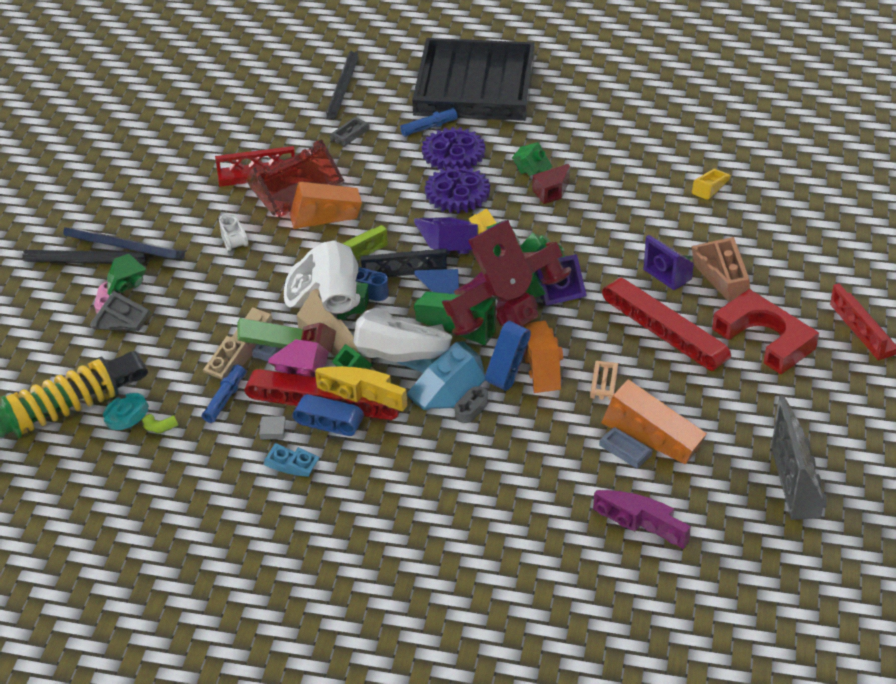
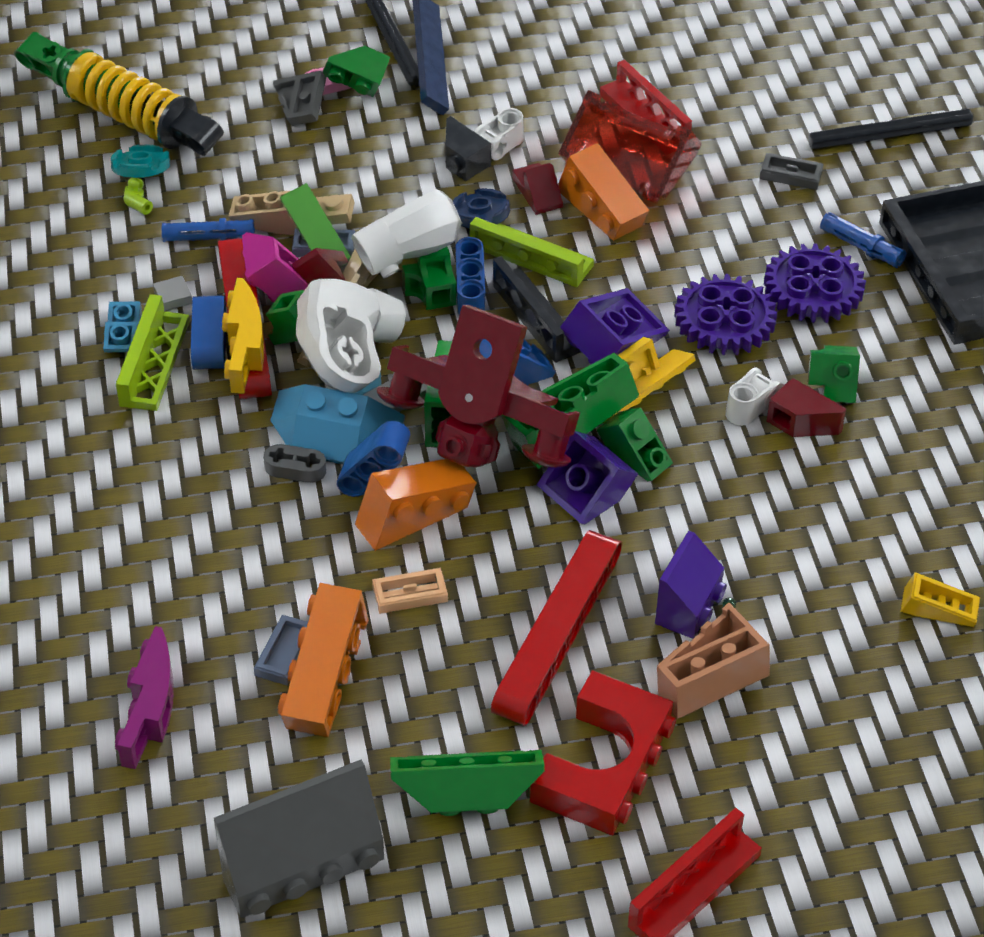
camera: 65 degrees right, 5 degrees up
(233, 253) = (465, 150): none -> black slope
(288, 258) = (484, 204): none -> dark blue tile
(294, 233) = (539, 187): none -> dark red slope
(330, 451) = (146, 338): none -> lime fence
(528, 200) = (750, 397): none -> white piece
(765, 381) = (467, 780): none -> green wedge

